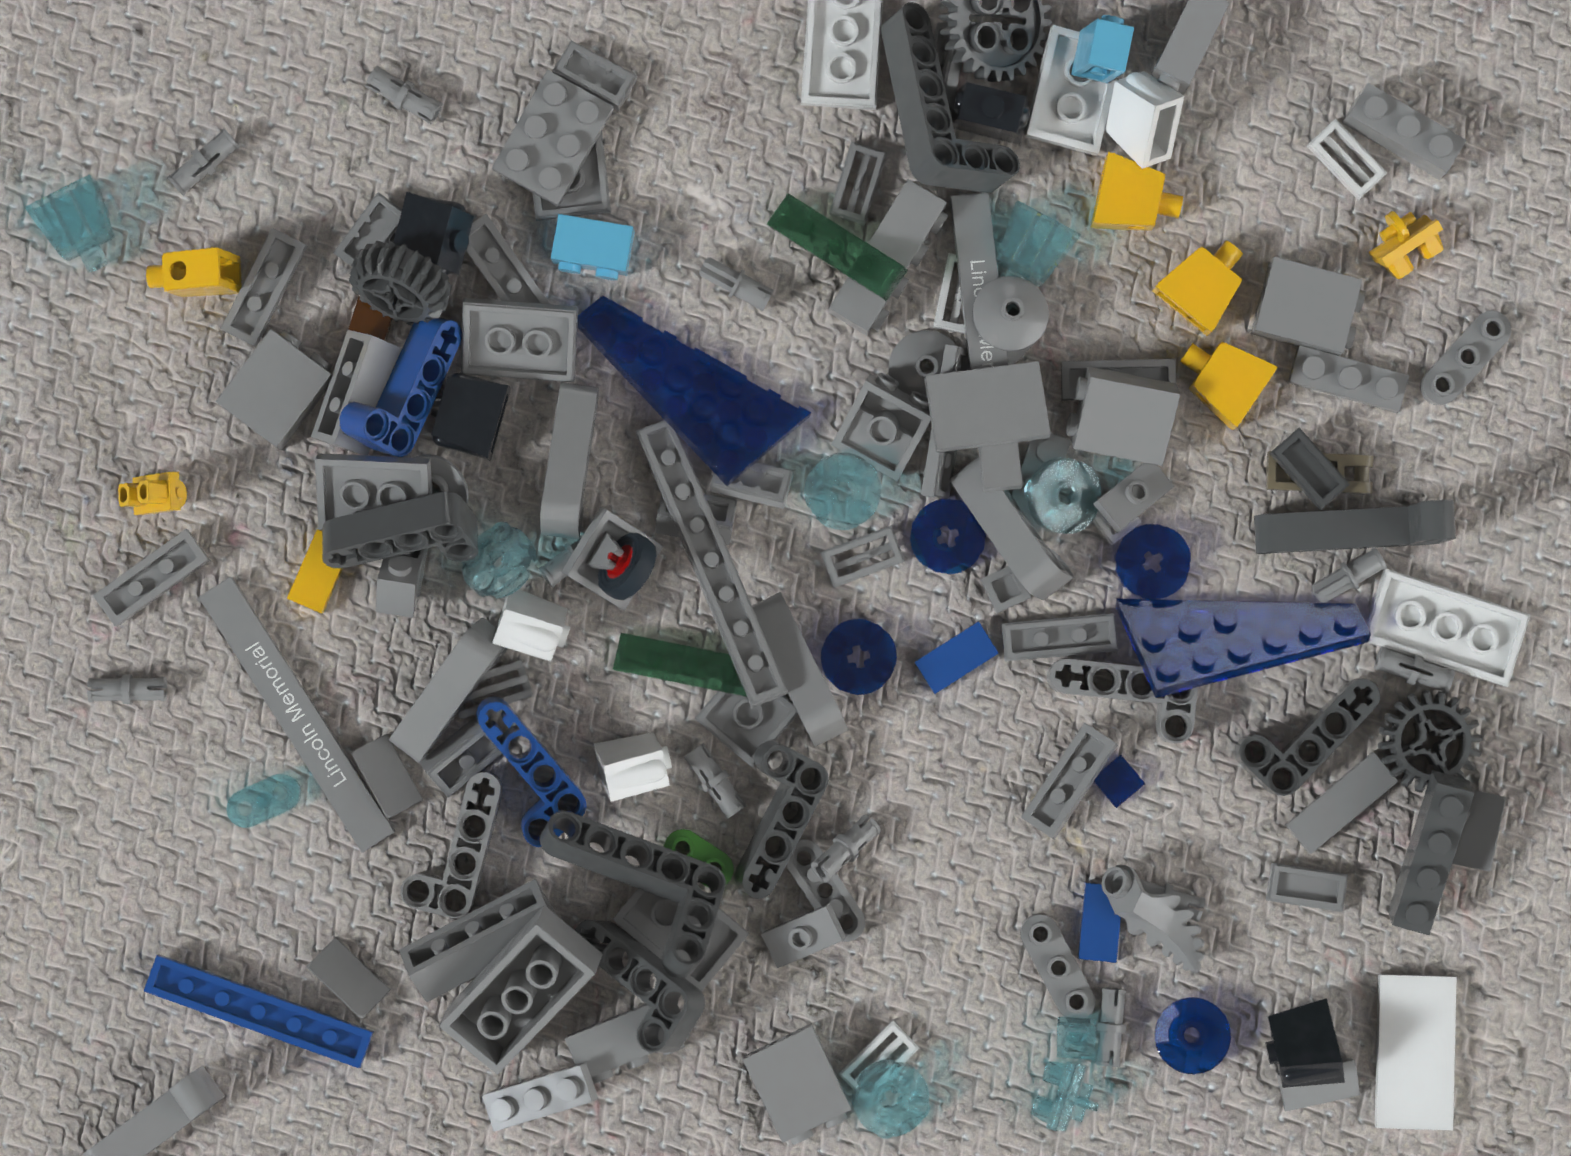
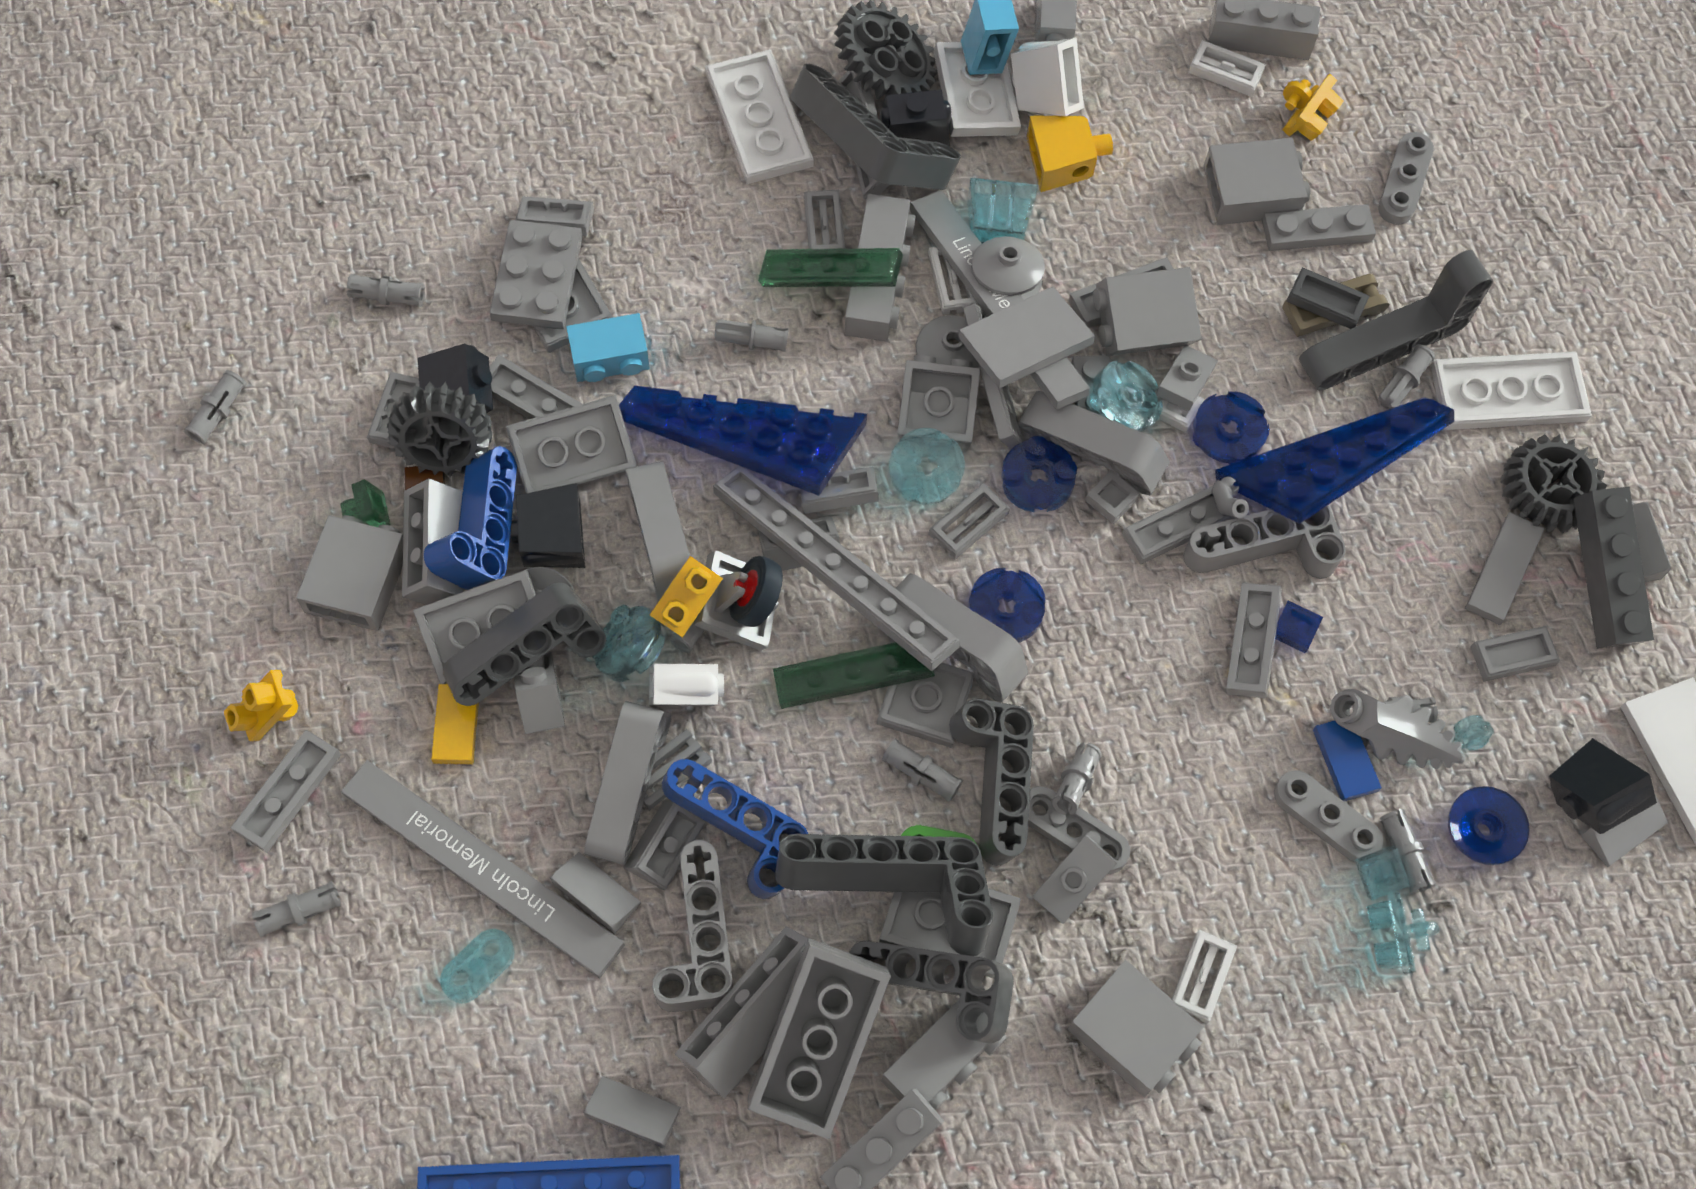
camera: 25 degrees left, 20 degrees down
(75, 222) = (103, 497): clear light blue torso -> none
(197, 273) = (240, 494): yellow torso -> none
(264, 287) = (310, 490): light grey plate -> none
(311, 325) = (367, 505): none -> clear green tile
(560, 549) = (686, 596): none -> yellow hips
(632, 765) = (836, 778): white torso -> none
(910, 1107) = (1256, 1001): clear light blue plate -> none
(956, 657) = (1096, 575): blue tile -> none
(1105, 639) = (1223, 495): none -> light grey arm
(1202, 286) = (1159, 197): yellow torso -> none
(1224, 947) = (1473, 732): none -> clear light blue plate
(1227, 380) = (1220, 259): yellow torso -> none
(1315, 732) = (1451, 514): dark grey beam -> none
(1438, 678) = (1504, 431): light grey pin -> none

